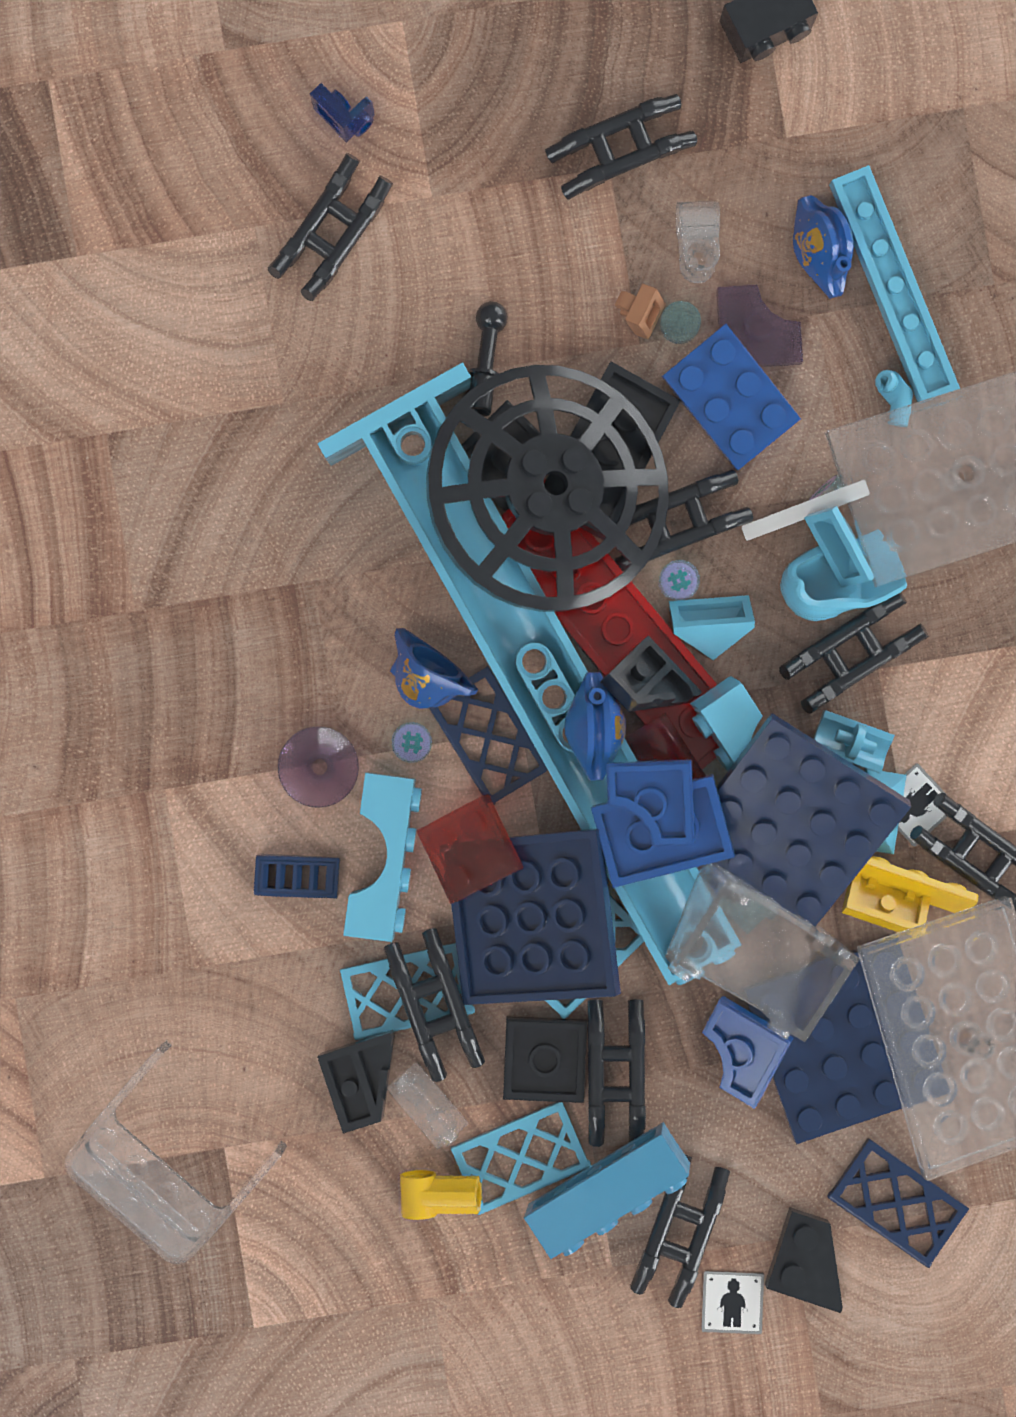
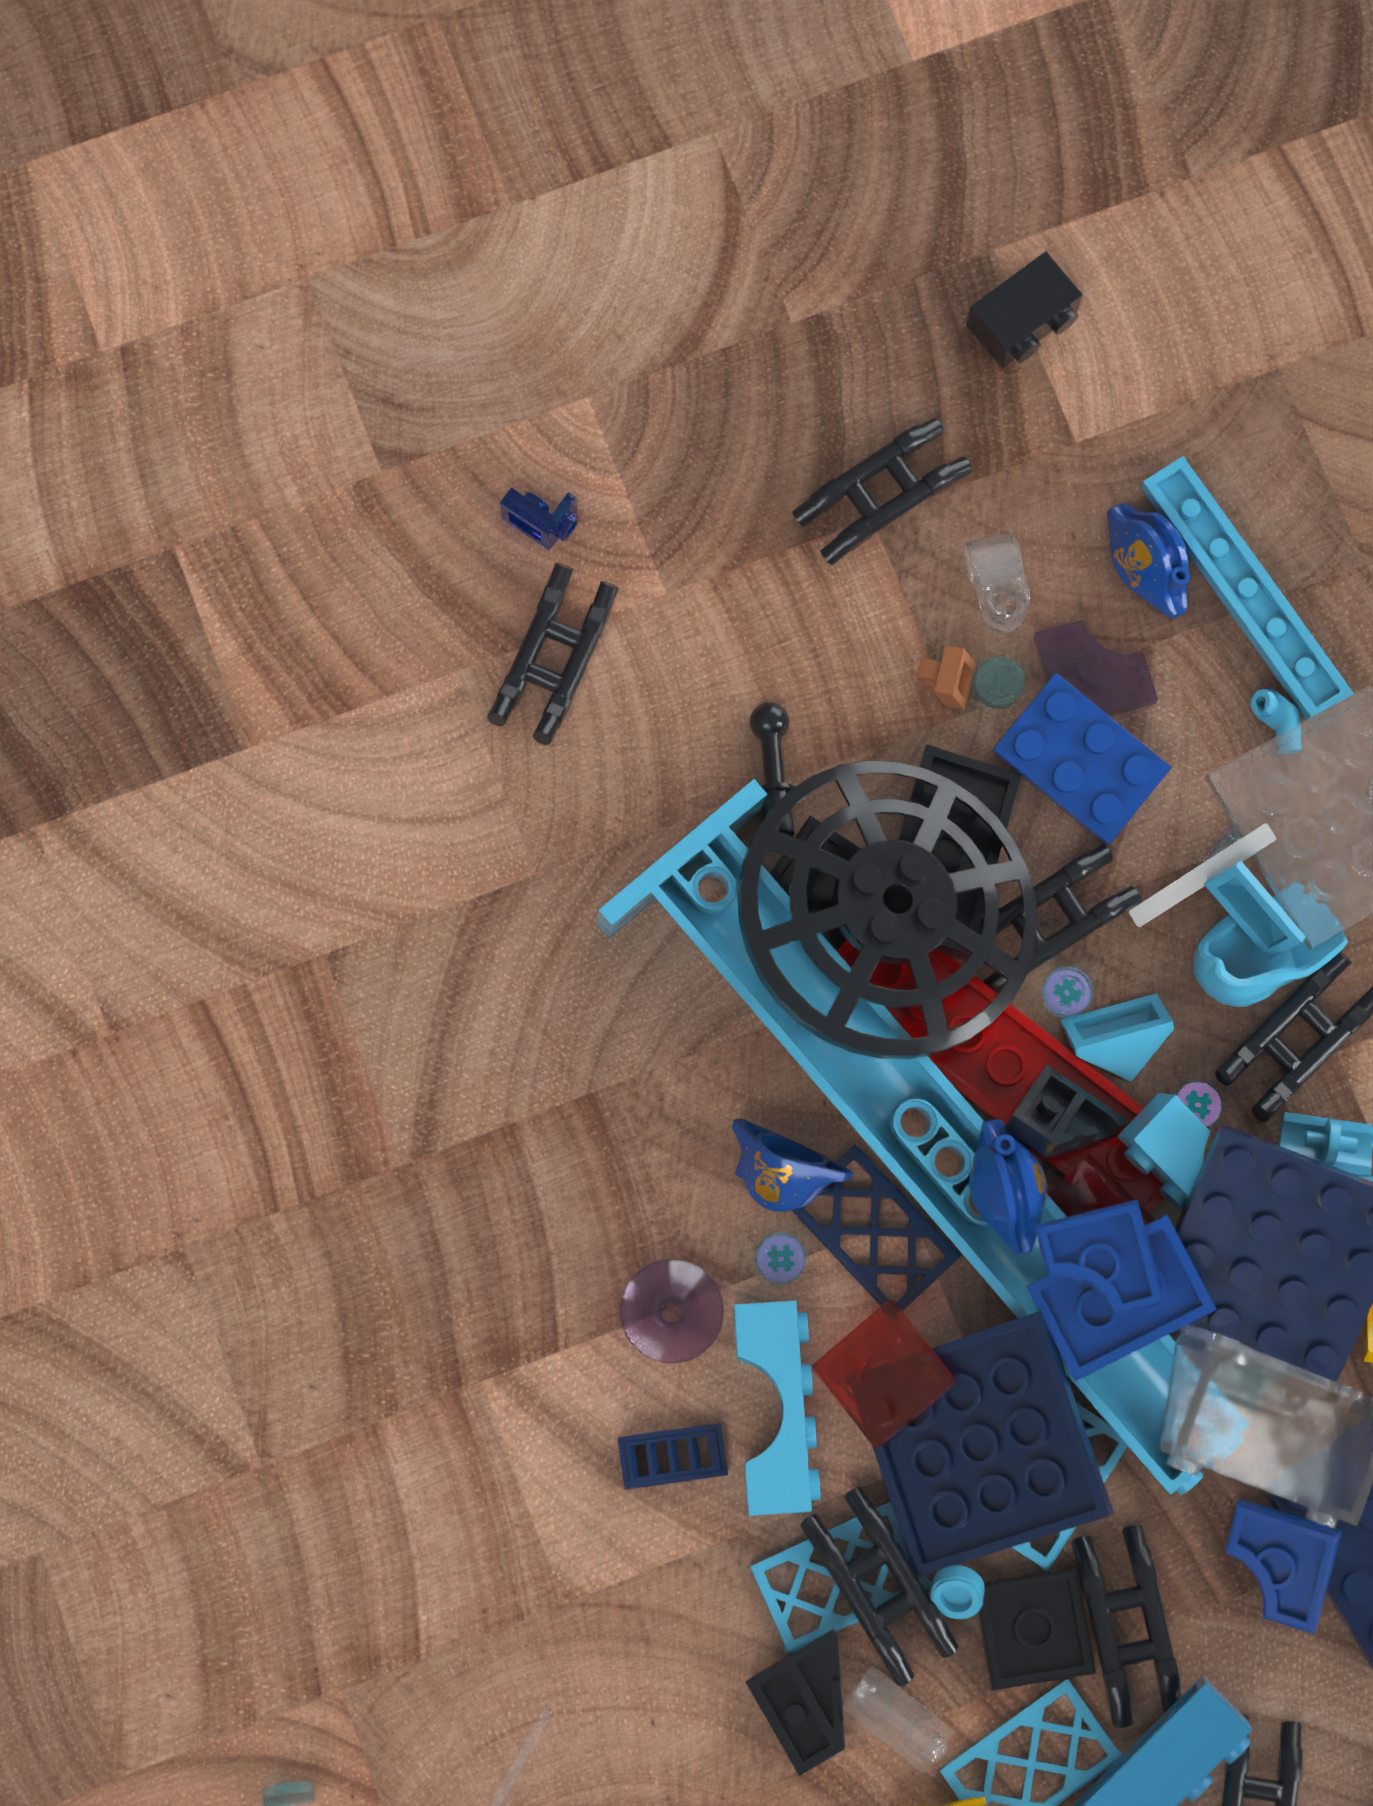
camera: 10 degrees left, 10 degrees down
(491, 1023) = (957, 1592): none -> medium azure tile
(762, 688) = (1202, 1100): none -> tile

